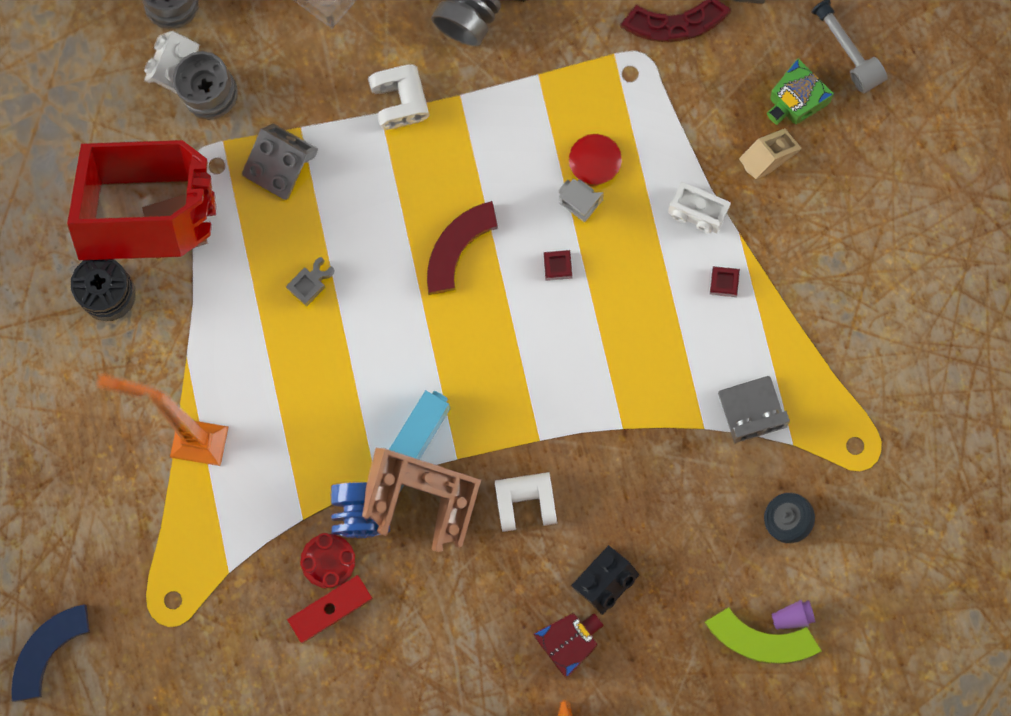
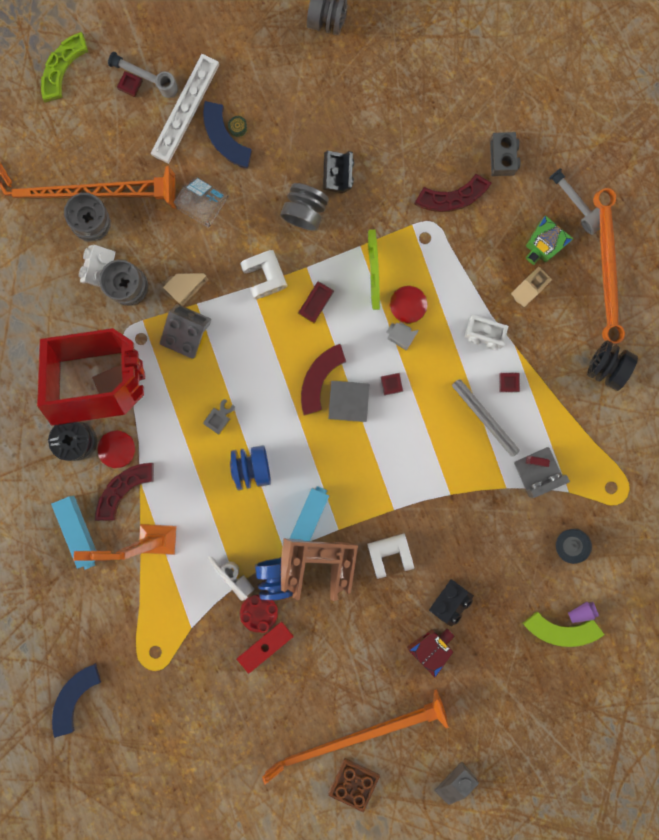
camera: 15 degrees left, 10 degrees up
(87, 416) = (74, 528): none -> medium azure brick
(160, 310) = (116, 449): none -> red dish
(162, 359) = (119, 486): none -> dark red tile
(287, 100) = (184, 286): none -> tan slope
(308, 517) = (240, 586): none -> white panel
(343, 352) = (250, 467): none -> blue wheel
(466, 142) = (316, 302): none -> dark red tile
(494, 280) = (349, 401): none -> flat silver tile
(551, 106) = (374, 268): none -> lime tile
(685, 326) = (485, 417): none -> light grey axle
(749, 391) = (537, 461): none -> dark red tile
(869, 270) = (612, 366): none -> black wheel
(880, 136) = (609, 265): none -> orange piece

